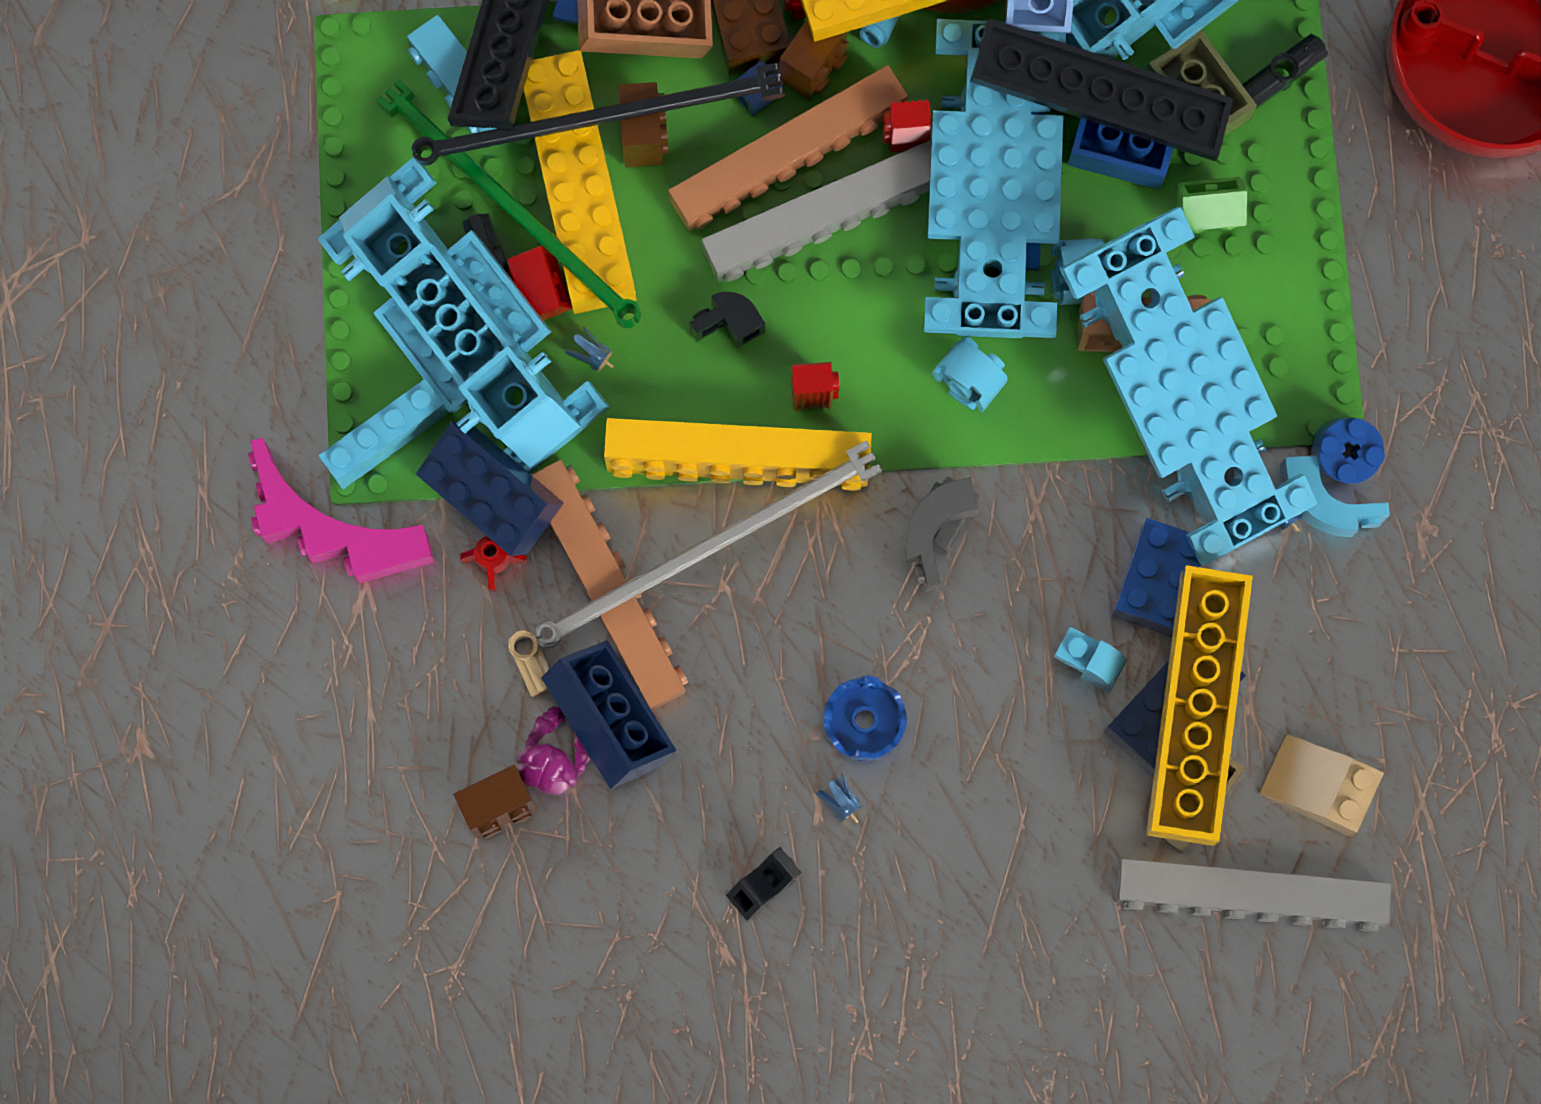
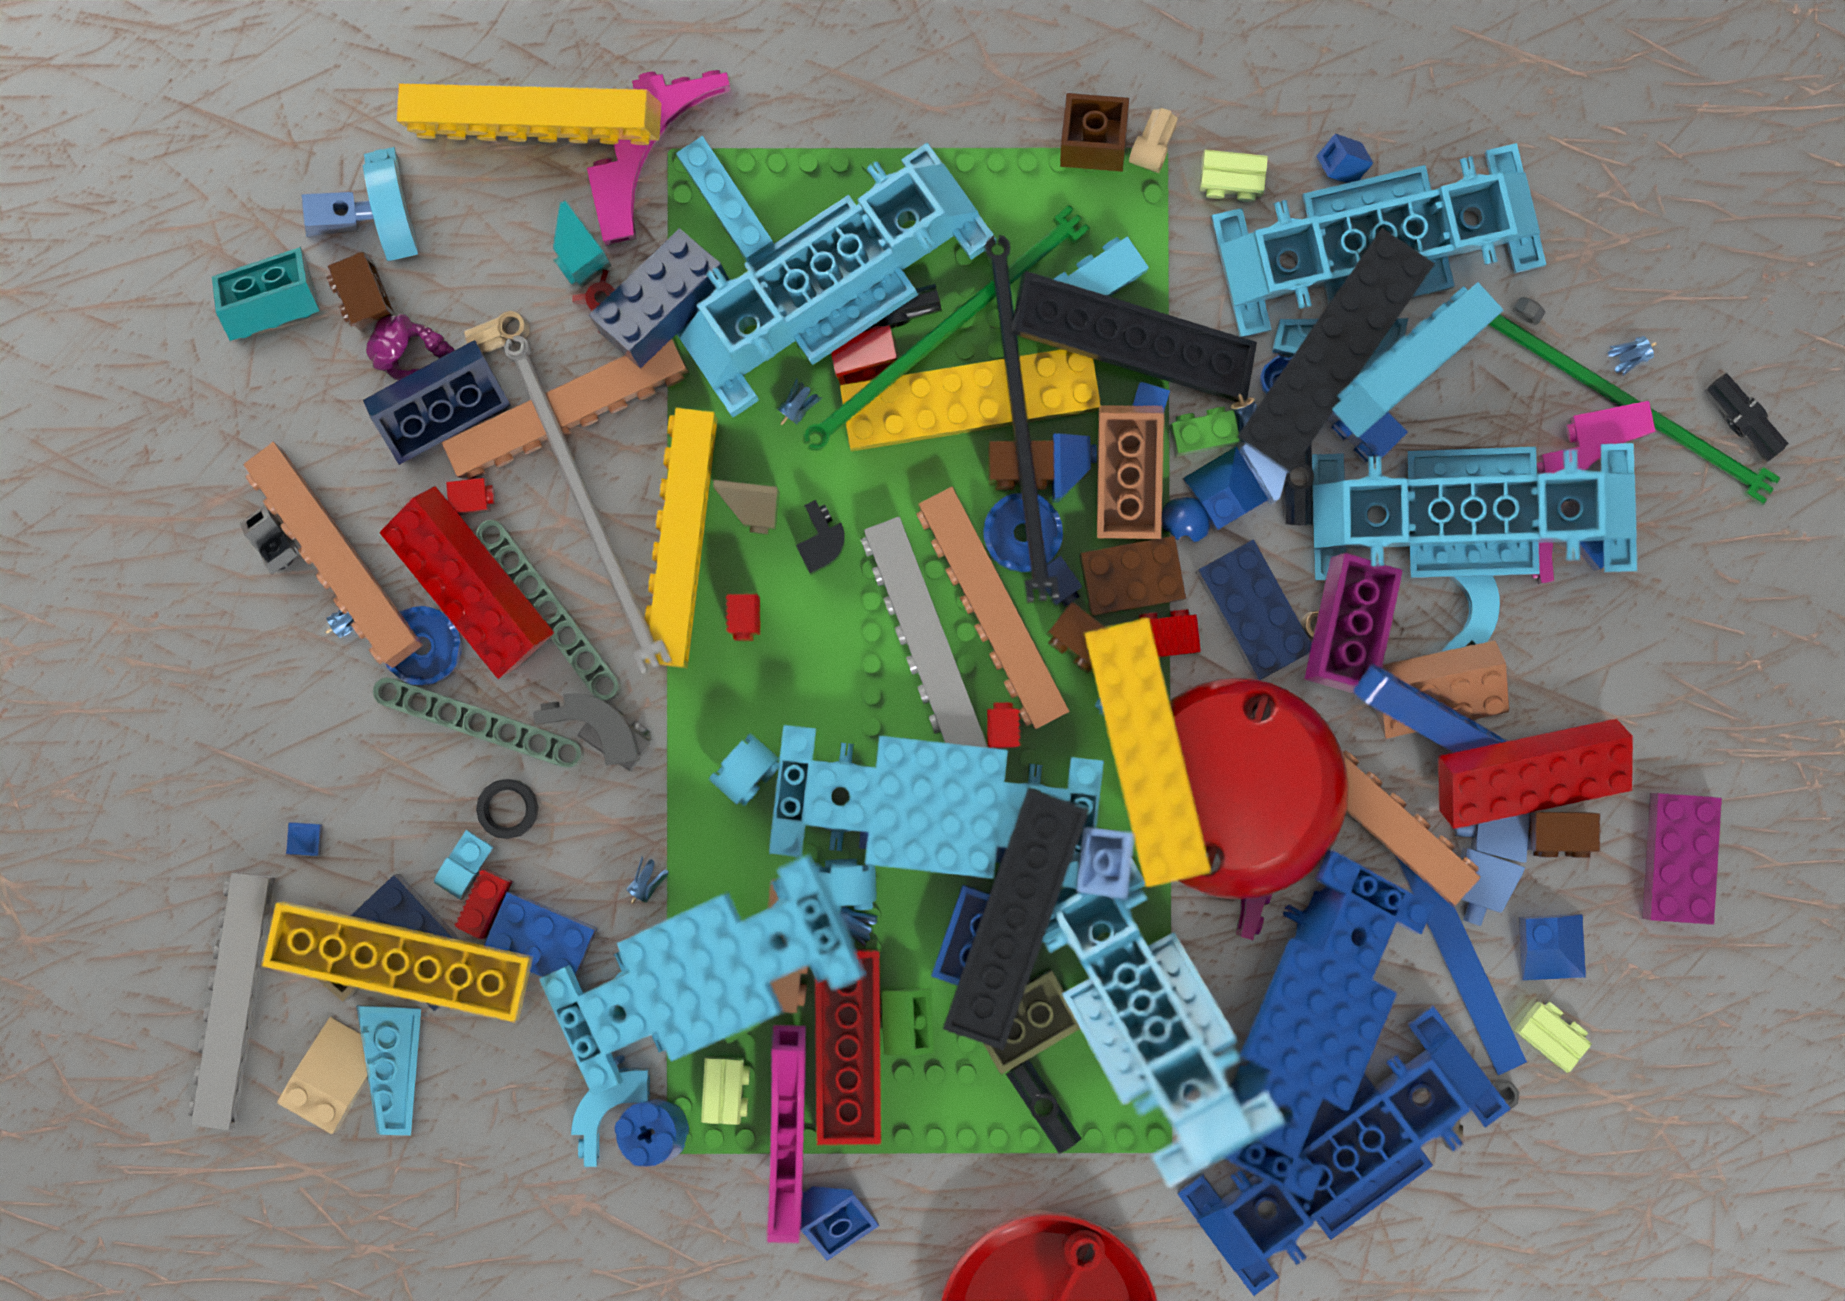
camera: 90 degrees right, 10 degrees up
(299, 633) = (529, 113): none -> yellow brick
(301, 76) = (1094, 132): none -> reddish brown brick
(313, 24) = (1152, 147): none -> tan piece
(398, 779) = (389, 204): none -> medium azure arch
(411, 840) = (321, 217): none -> medium blue torso
(438, 575) = (577, 251): none -> teal slope
(500, 909) = (264, 294): none -> teal slope
(638, 70) = (1071, 462): none -> blue slope
(698, 385) = (752, 504): none -> dark tan slope
(705, 679) = (470, 496): none -> red brick
(711, 146) = (1000, 532): none -> blue plate
(775, 813) = (332, 555): none -> nougat brick
(796, 672) = (466, 582): none -> red brick
(824, 576) = (562, 618): none -> sand green beam
(944, 640) = (465, 713): none -> sand green beam
(1039, 599) = (483, 808): none -> black tyre
(1076, 832) = (304, 839): none -> blue tile
(1091, 476) = (639, 886): none -> flat silver piece
(1130, 637) = (483, 903): none -> red brick
(1261, 258) = (849, 1057): none -> red brick
(1295, 723) = (390, 1056): none -> medium azure wing
(1298, 381) = (724, 1090): none -> yellowish green brick
(1328, 313) = (787, 1134): none -> dark pink arch
(1413, 272) = (834, 1219): none -> blue slope

